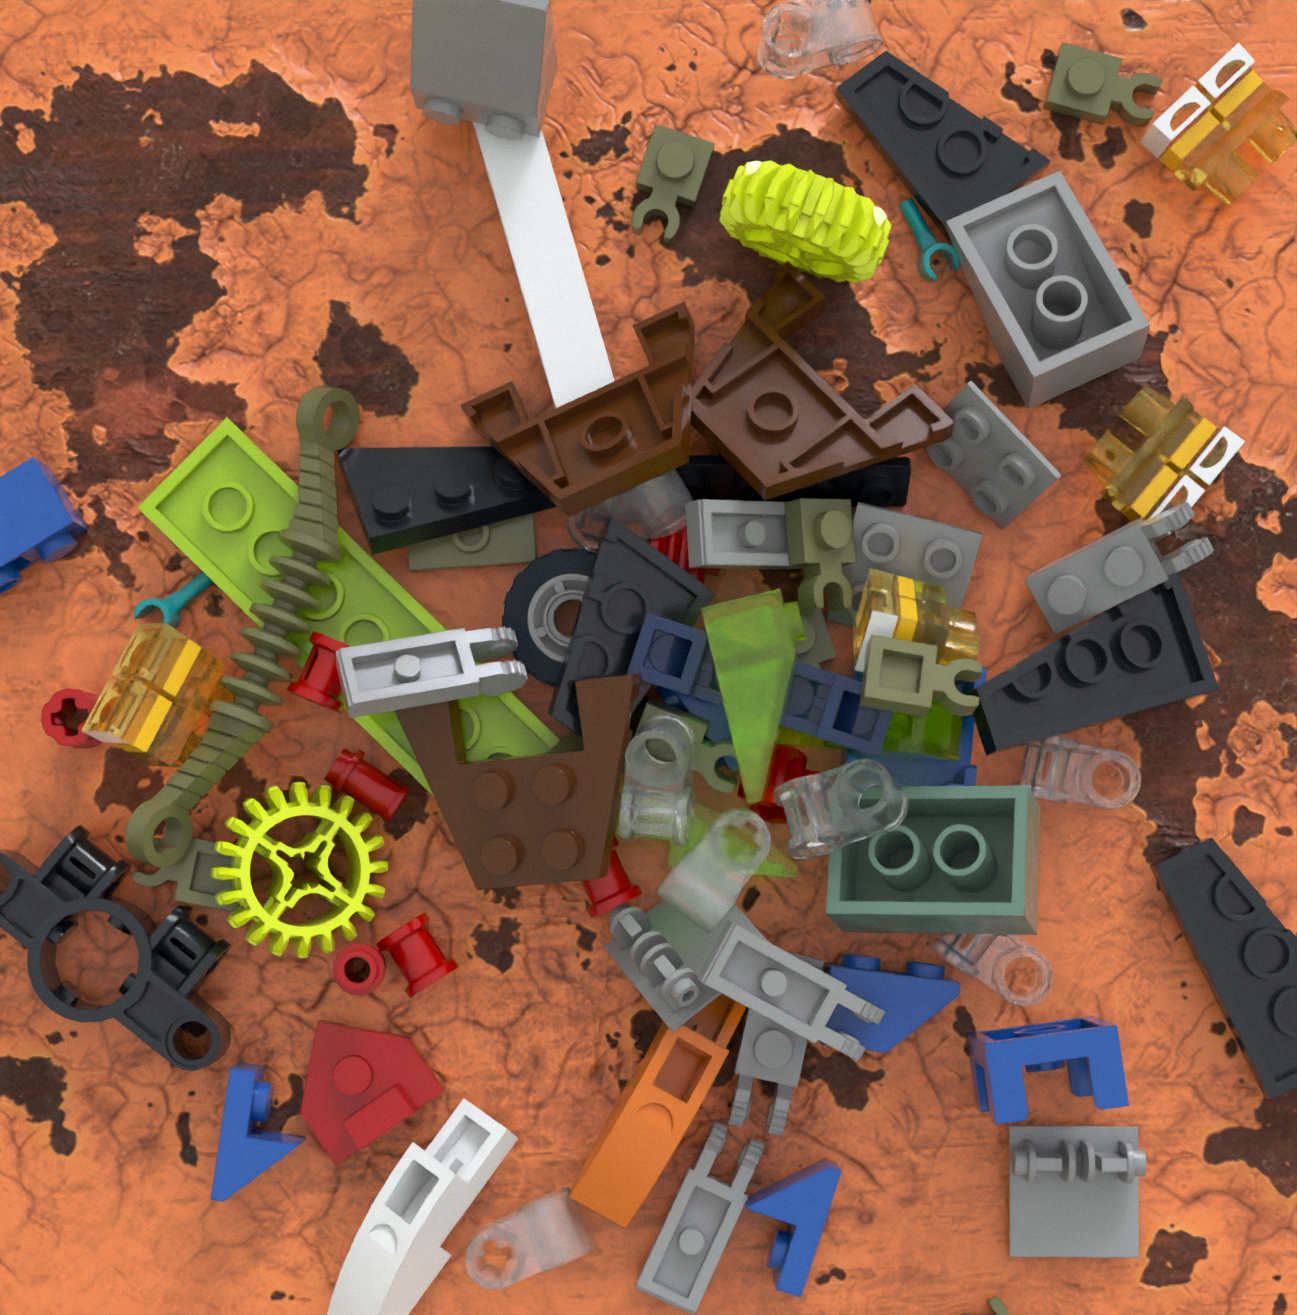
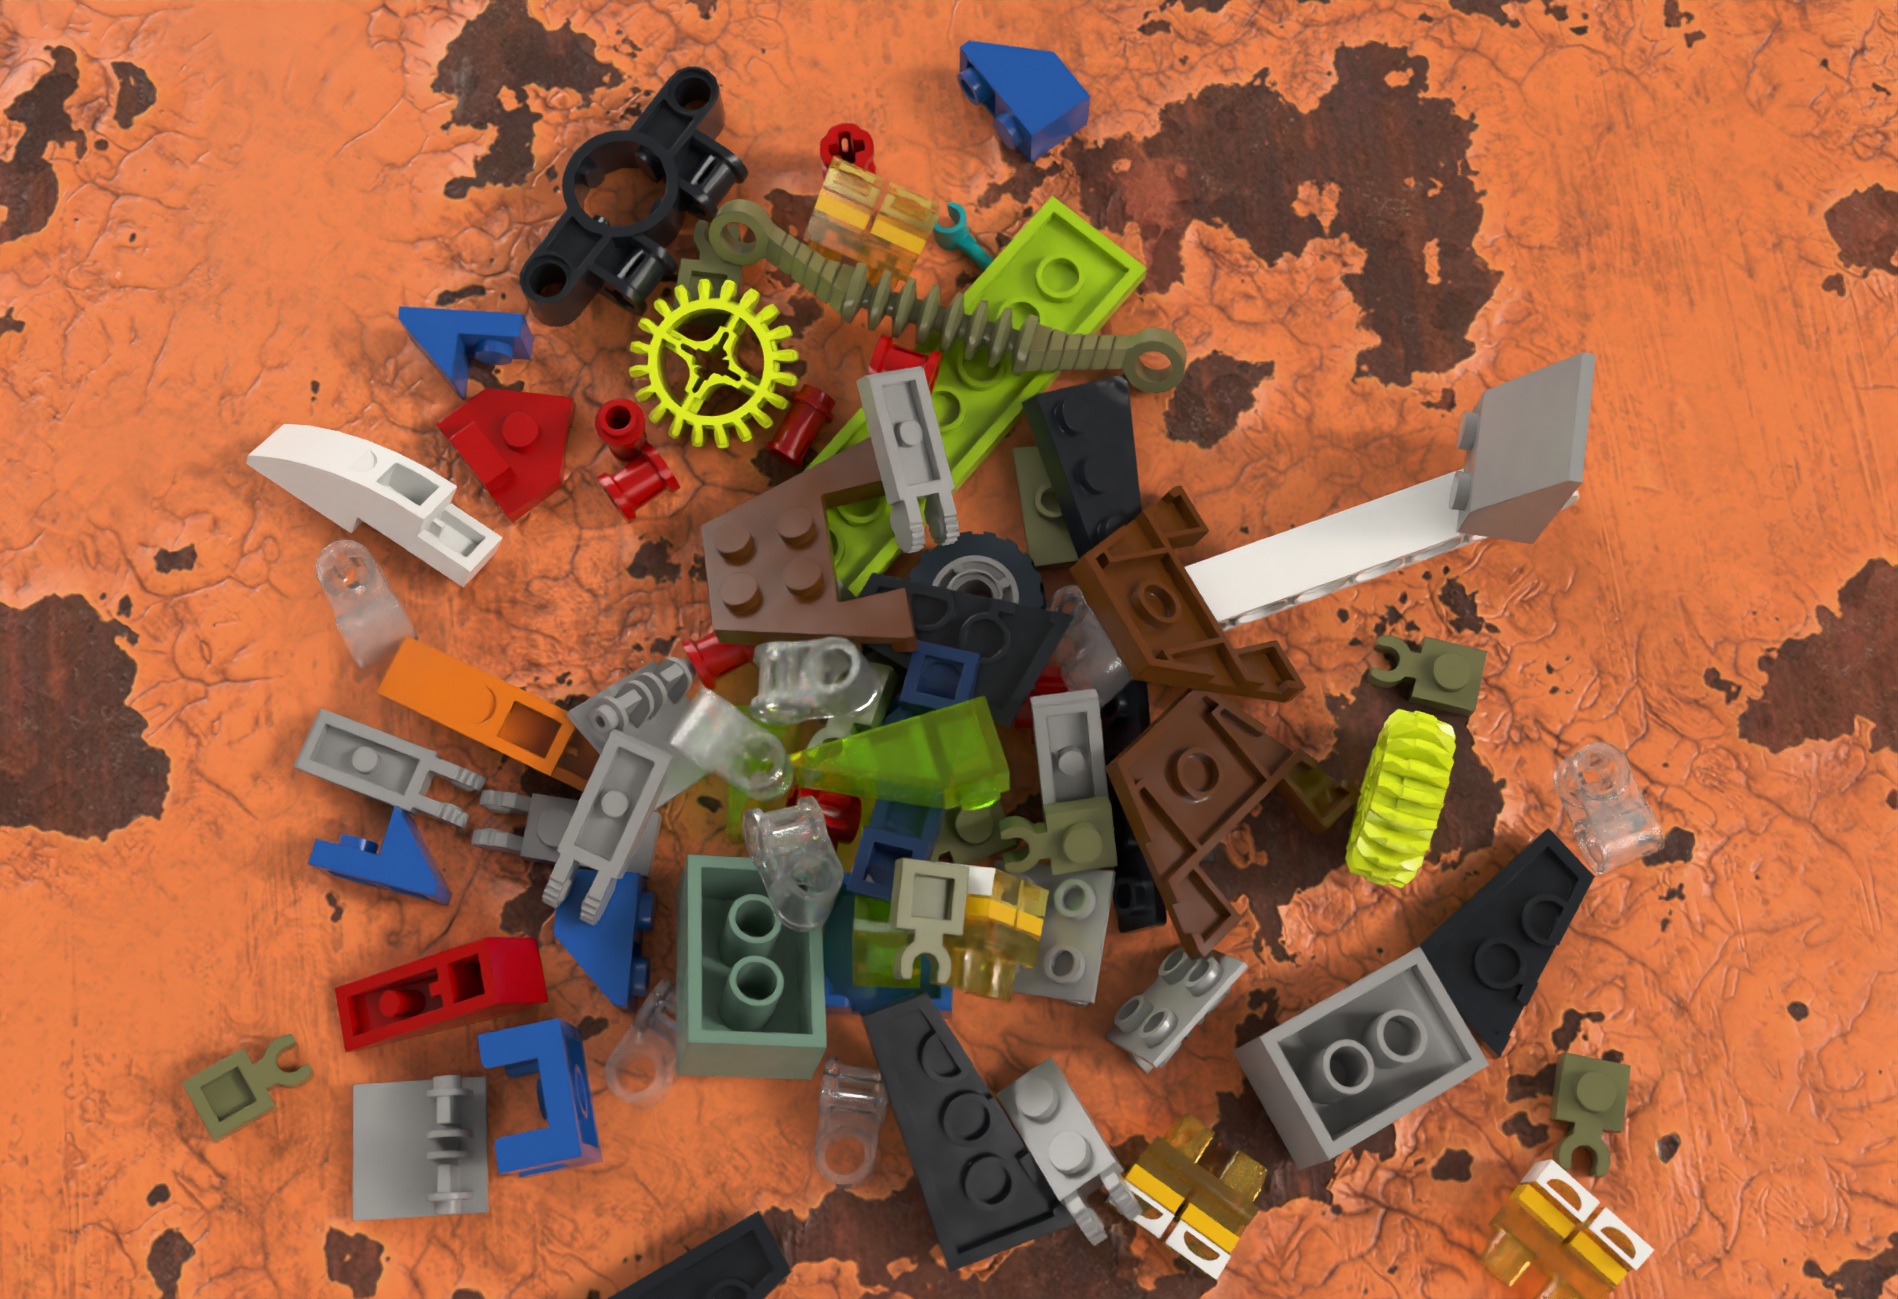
camera: 90 degrees right, 10 degrees down
(927, 242) = (1402, 935): teal hand -> none
(930, 1167) = (442, 992): none -> red slope

